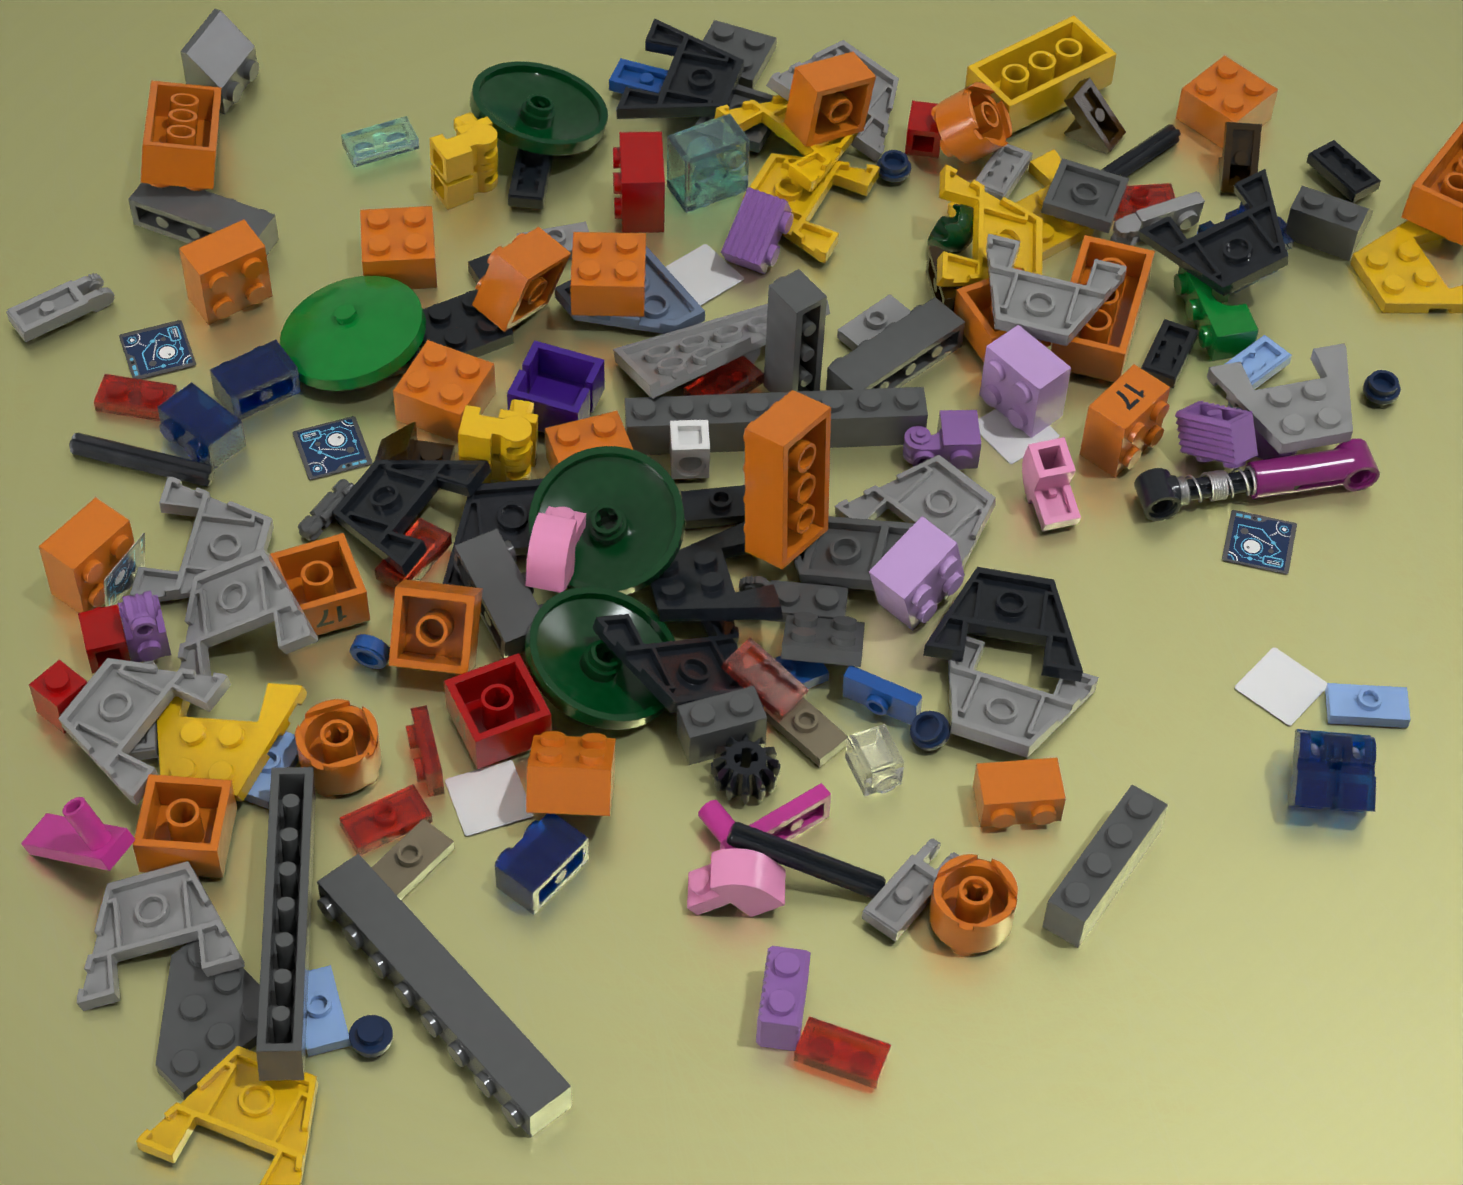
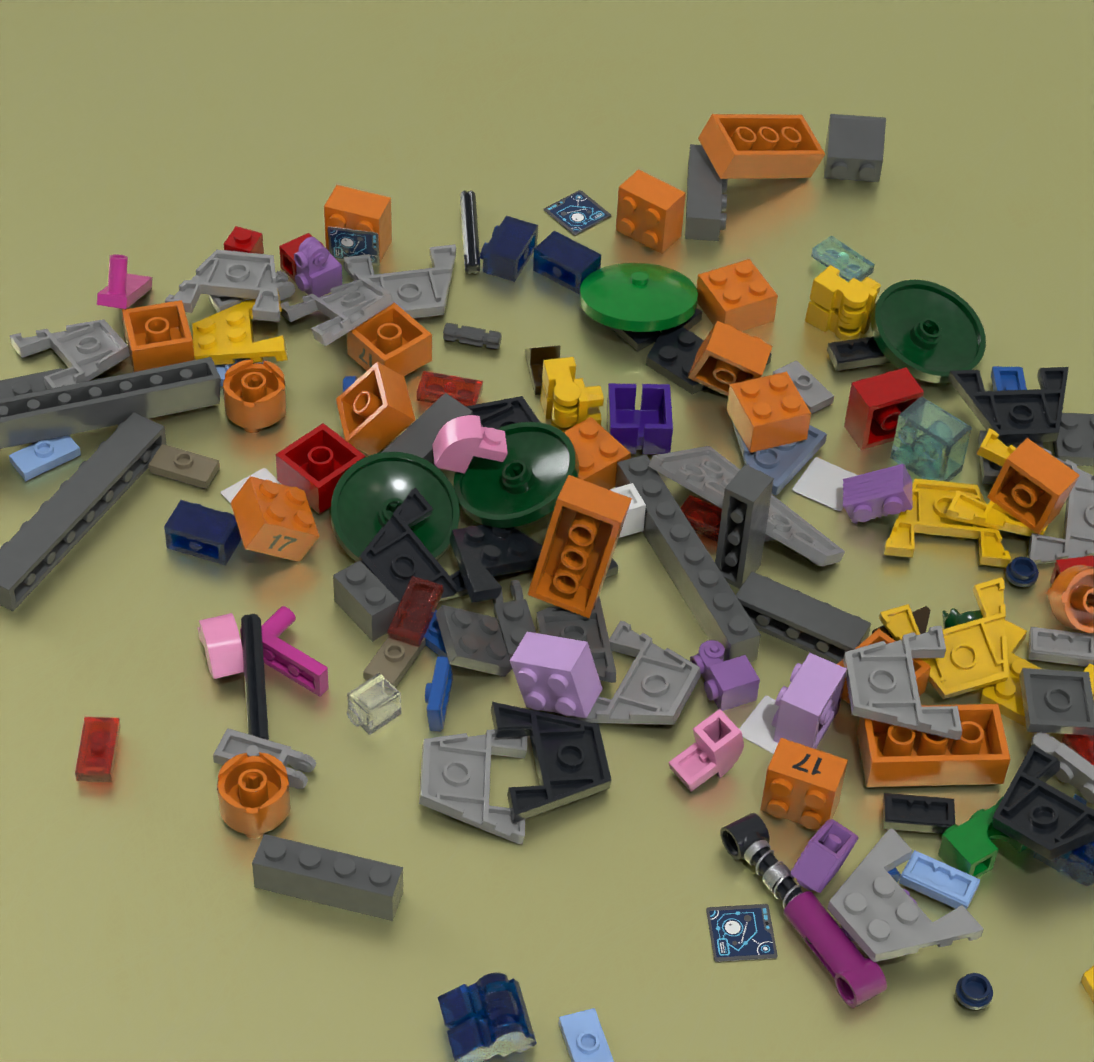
camera: 70 degrees right, 5 degrees down
(59, 306) = (583, 150): light grey hinge -> none
(132, 396) = (524, 206): clear red plate -> none
(332, 447) = (535, 325): sticker -> none
(371, 1036) = (31, 486): dark blue plate -> none
(385, 819) = (213, 443): clear red plate -> none
(393, 496) = (486, 360): black wing -> none
(428, 765) = (263, 449): clear red plate -> none
(439, 388) = (609, 356): orange brick -> none
(745, 769) = (333, 626): black gear -> none
(783, 998) = (131, 696): medium lavender brick -> none
(872, 321) = (837, 598): light grey plate -> none
(930, 730) = (418, 731): dark blue plate -> none
(1019, 792) = (380, 805): orange brick -> none
(1281, 686) = (584, 980): white sticker -> none

